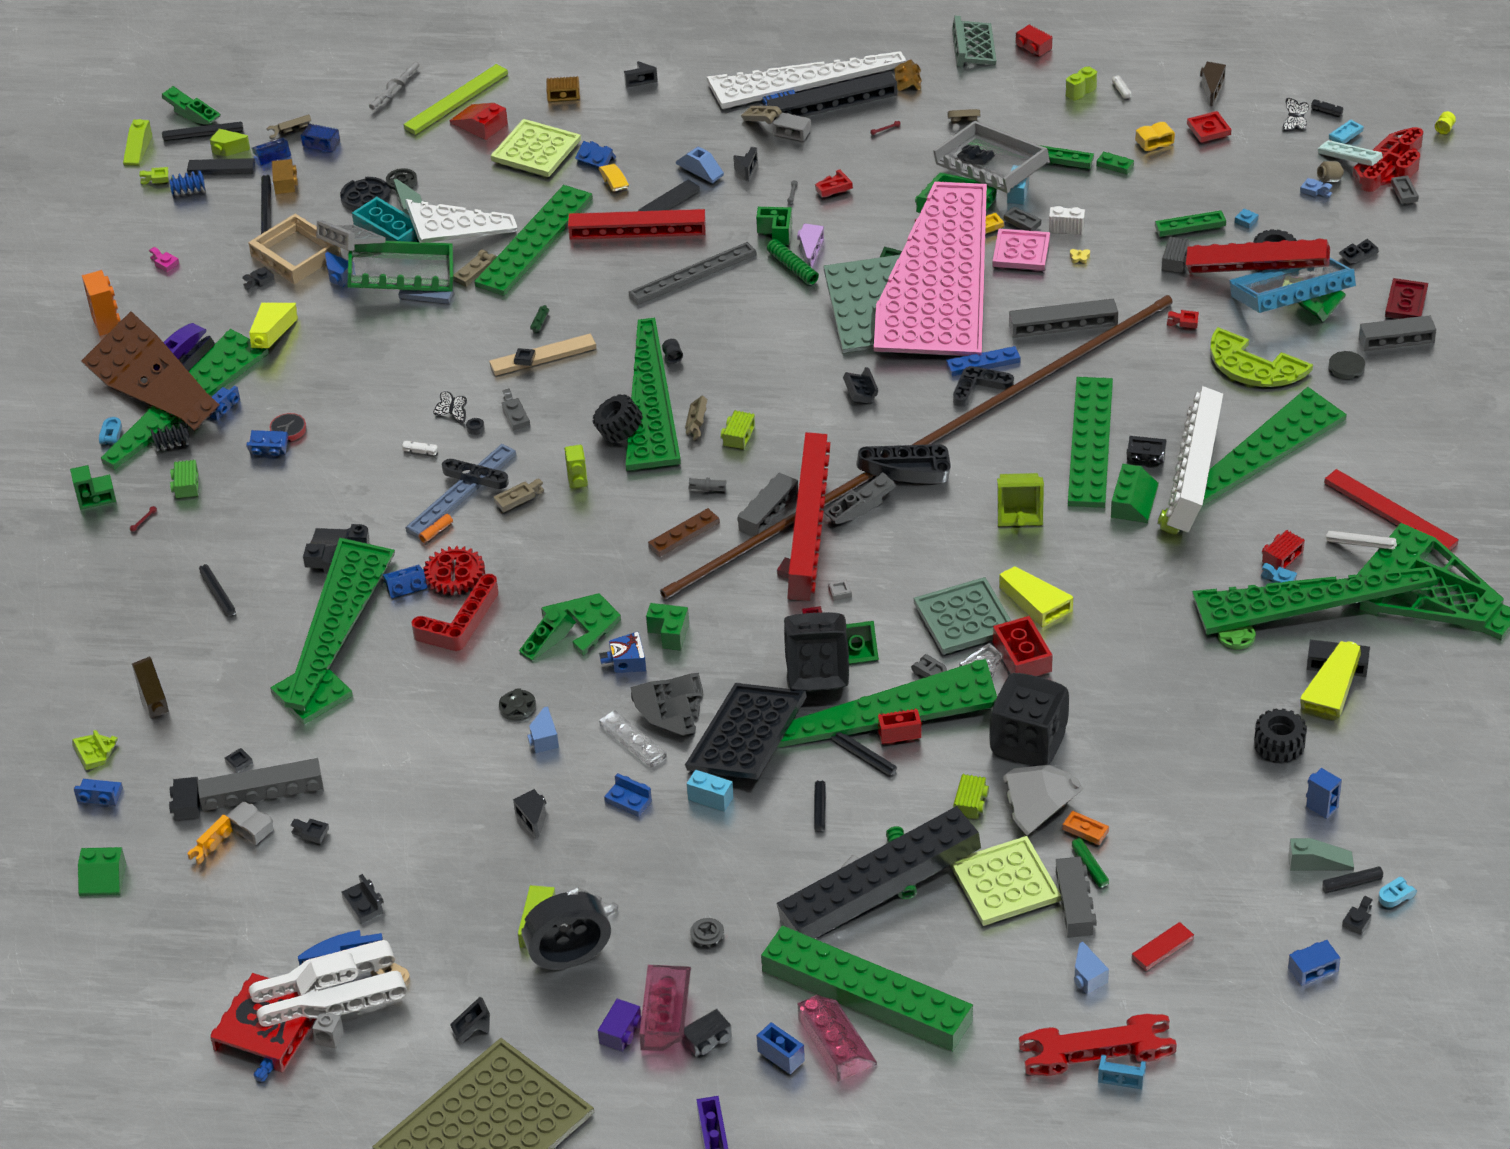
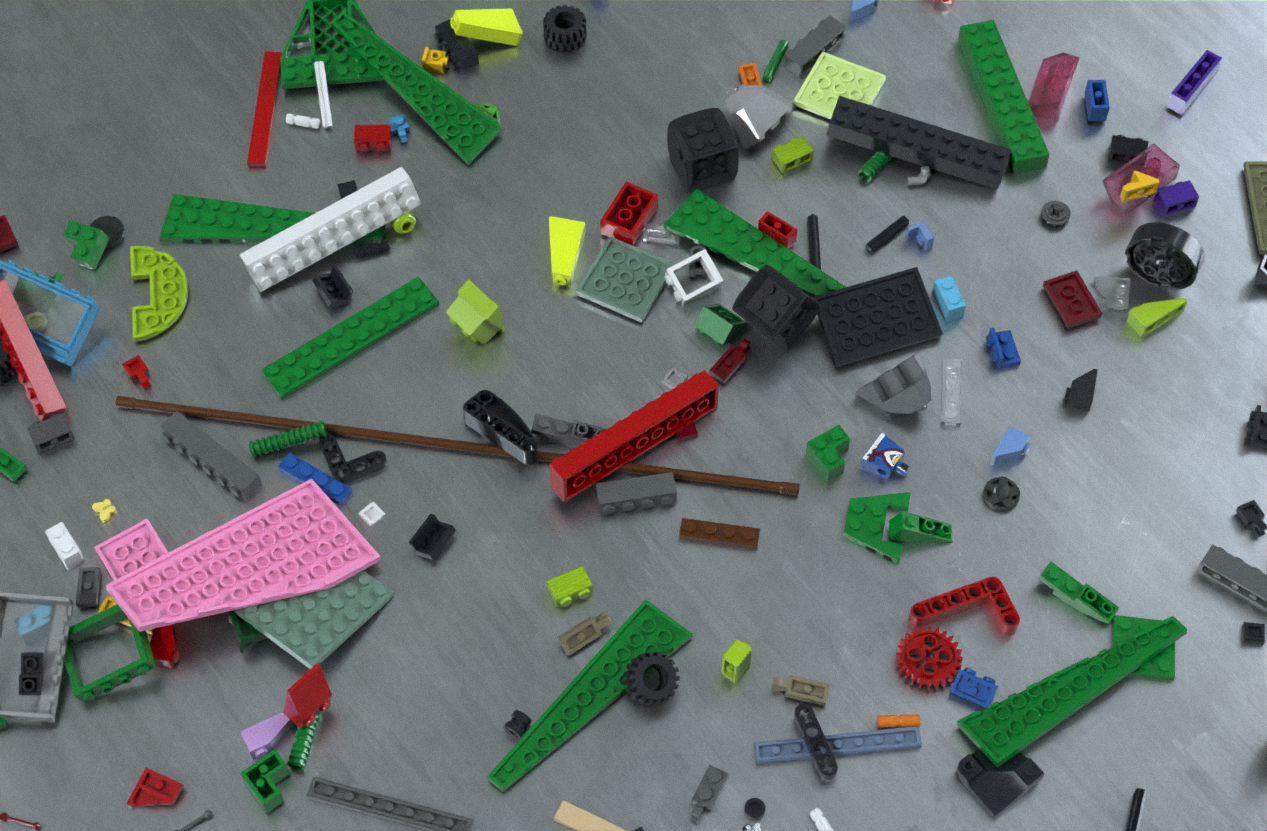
camera: 135 degrees left, 15 degrees up
(388, 683) = (1079, 596): none -> green slope
(615, 873) = (1072, 299): none -> dark red plate
(649, 973) = (1140, 186): none -> yellow slope
(707, 484) = (653, 557): dark grey pin -> none
(790, 822) = (922, 234): none -> medium blue bracket
(800, 248) = (307, 697): none -> red slope
(919, 373) = (372, 514): none -> white tile
(920, 655) = (710, 269): none -> white window
(1029, 357) = (288, 438): none -> green piece
(1133, 494) = (395, 265): green slope -> none
(1164, 494) = (371, 249): none -> black axle
(1242, 512) = (347, 188): none -> black tile
(1335, 631) = (434, 61): none -> yellow brick
(1337, 340) = (89, 243): none -> green brick
(1352, 523) = (303, 121): none -> white axle
(1397, 333) = (37, 217): dark grey brick -> none

